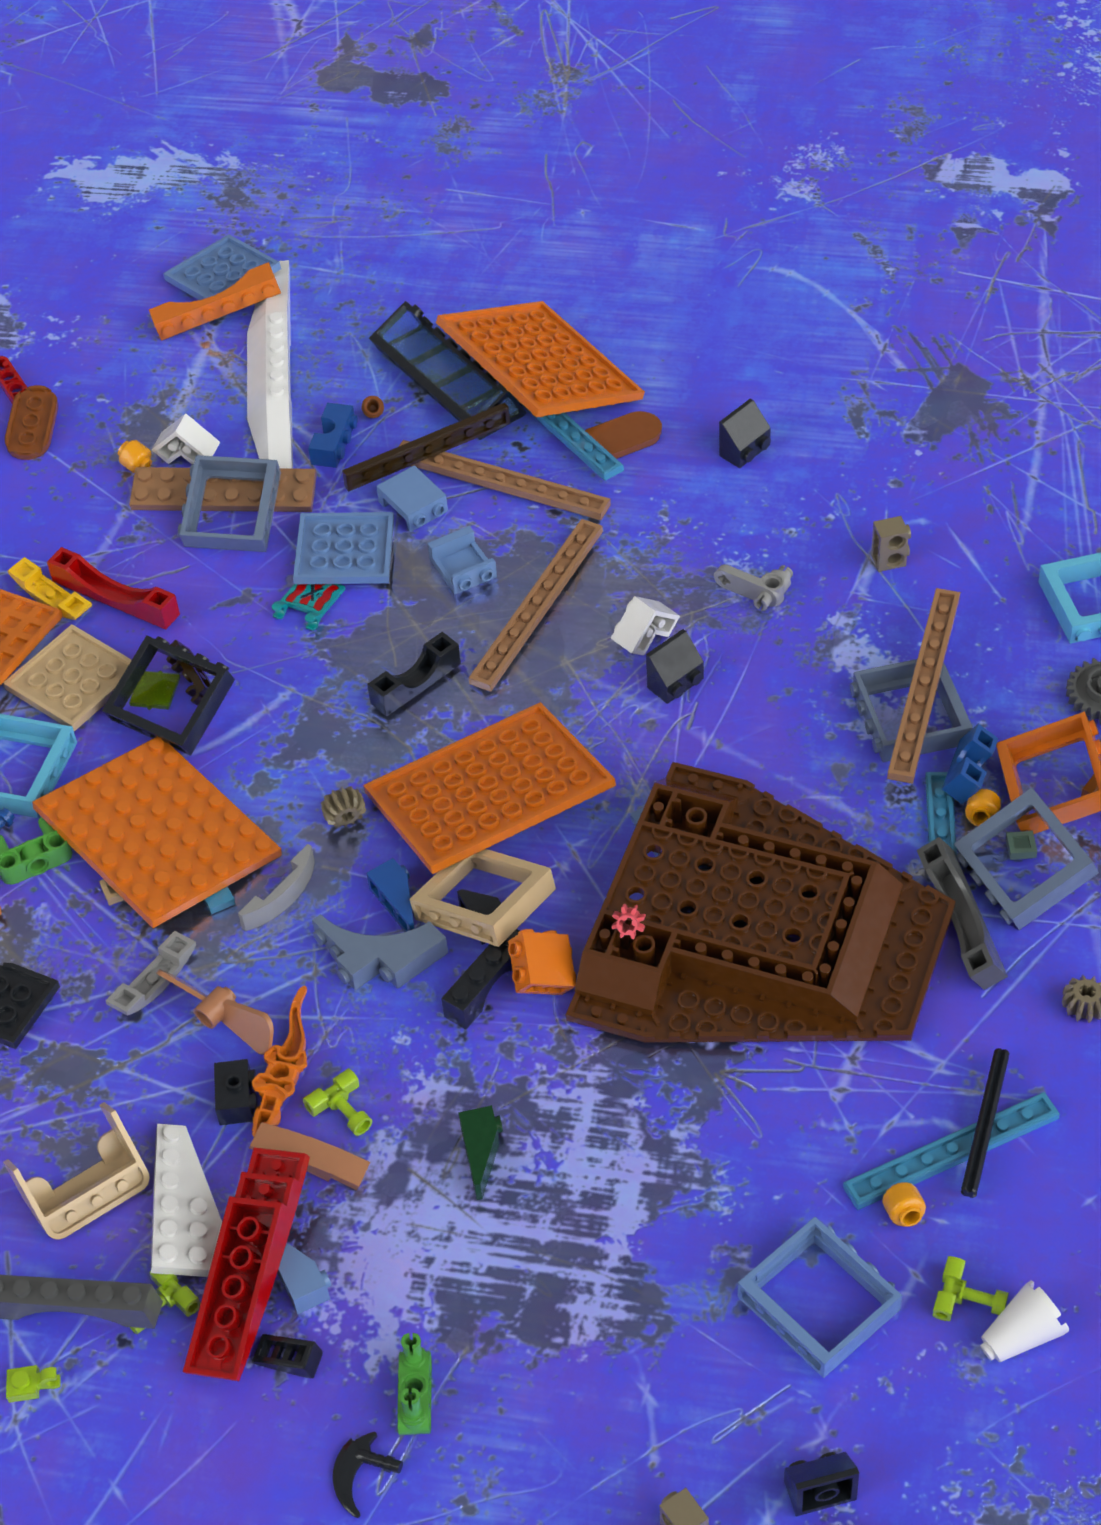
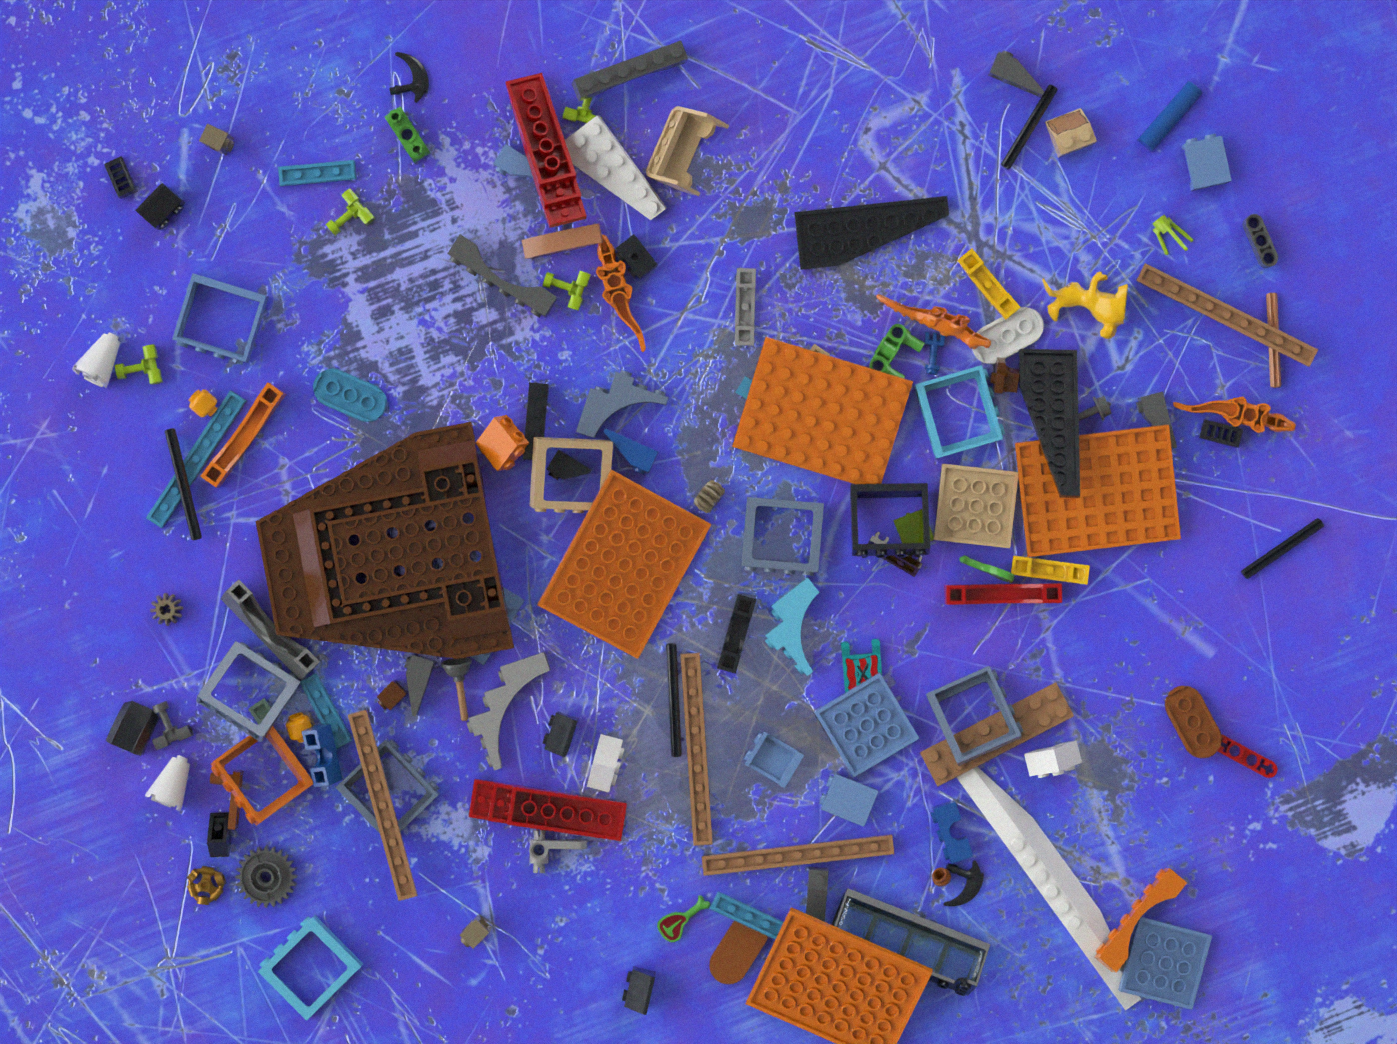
camera: 145 degrees right, 40 degrees up
(26, 1382) = (626, 19): lime plate -> none
(105, 612) = (994, 571): none -> bright green piece
(134, 454) = (1085, 729): light orange head -> none
(220, 1006) = (685, 304): nougat piece -> none
(261, 911) = (712, 391): light grey slope -> none
(304, 1364) = (483, 112): black slope -> none
(306, 781) = (788, 567): none -> sand blue piece
(344, 669) = (788, 632): none -> medium azure arch
(348, 395) = (973, 883): none -> black piece
(390, 1112) = (468, 254): none -> dark grey arch
(426, 447) = (865, 848): dark brown tile -> none
(481, 1144) = (468, 307): dark green slope -> none
(504, 443) = (817, 892): none -> dark grey slope
(528, 656) = (673, 693): none -> black axle
(549, 1337) = (354, 209): none -> lime bar
(571, 1415) = (317, 173): none -> dark azure tile
(624, 928) = (455, 488): coral gear -> none
(673, 480) = (672, 924): none -> bright green piece
(701, 1125) = (350, 395): none -> dark azure tile
(724, 734) = (489, 722): none -> light grey arch
(742, 620) = (547, 810): none -> red slope
(756, 772) = (457, 669): none -> dark grey piece
(809, 788) = (418, 676): none -> dark grey slope
(825, 1156) = (234, 449): none -> orange arch
(849, 790) = (391, 695): none -> reddish brown brick

